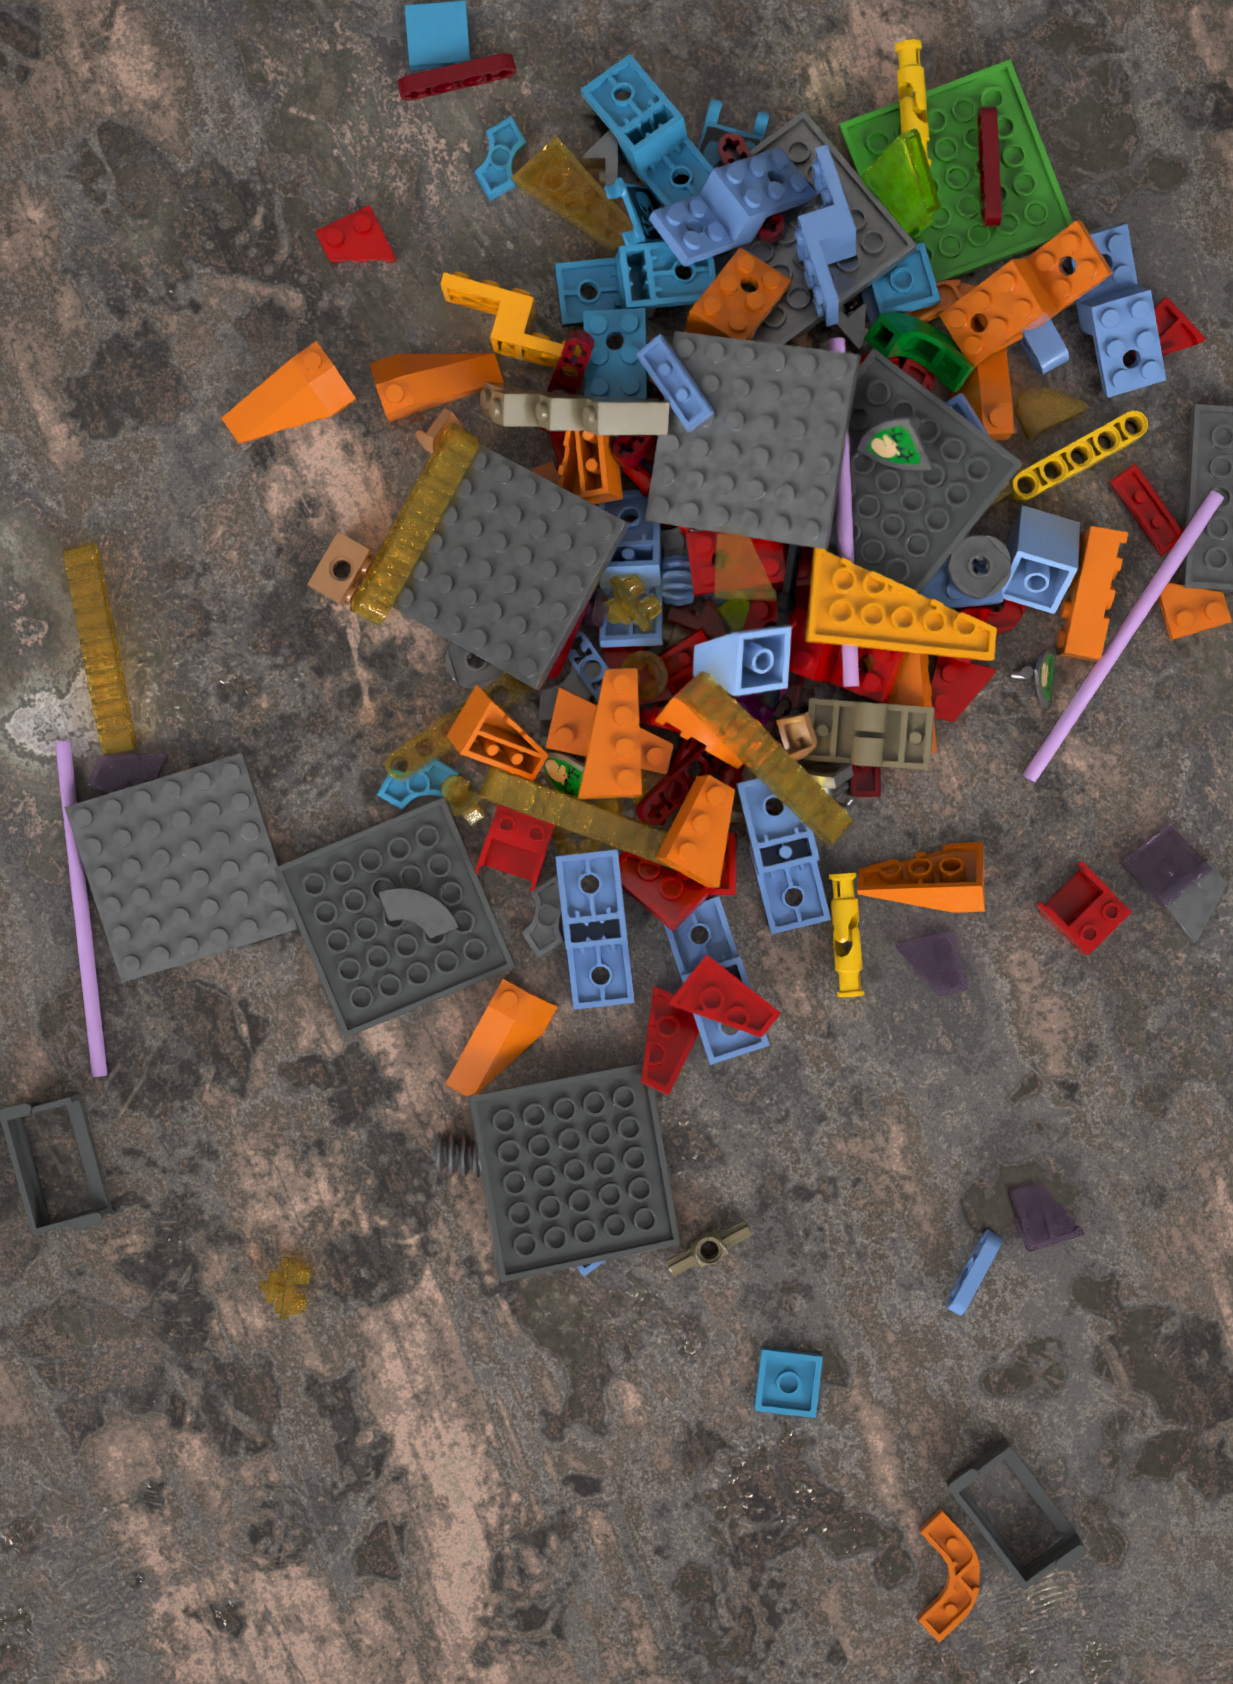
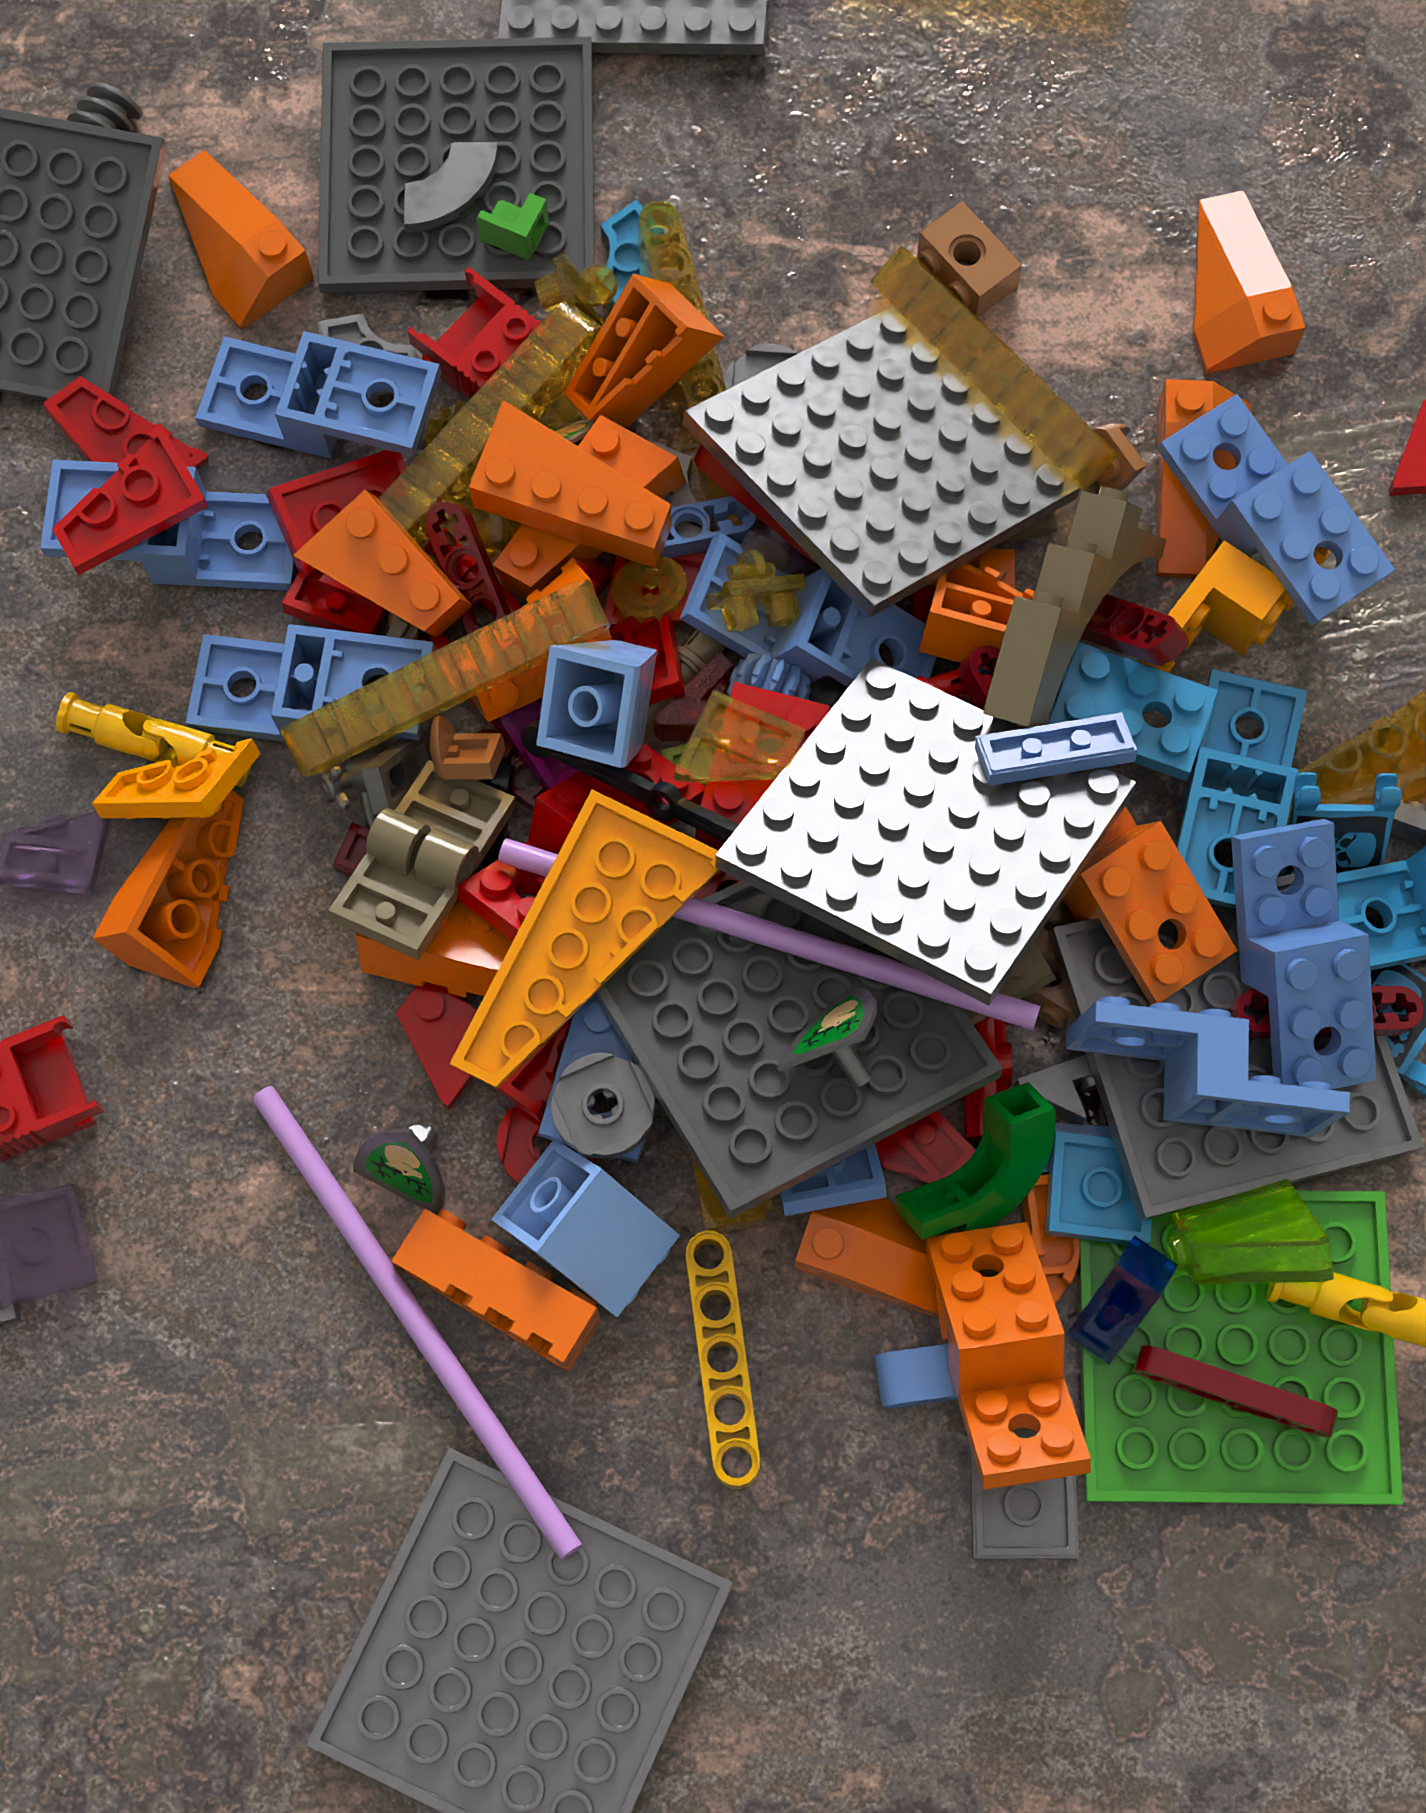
camera: 115 degrees right, 15 degrees down
(431, 858) = (514, 227): none -> bright green panel
(455, 315) = (1276, 509): none -> medium blue bracket
(879, 899) = (176, 791): none -> light orange wing
(962, 244) = (1122, 1299): none -> clear blue slope
(1045, 410) = (815, 1336): clear yellow slope -> none
(1121, 318) = (924, 1509): medium blue bracket -> none
(1147, 509) = (599, 1443): red tile -> none
(1174, 328) = (868, 1577): red wing -> none
(1192, 610) = (408, 1450): orange wing -> none

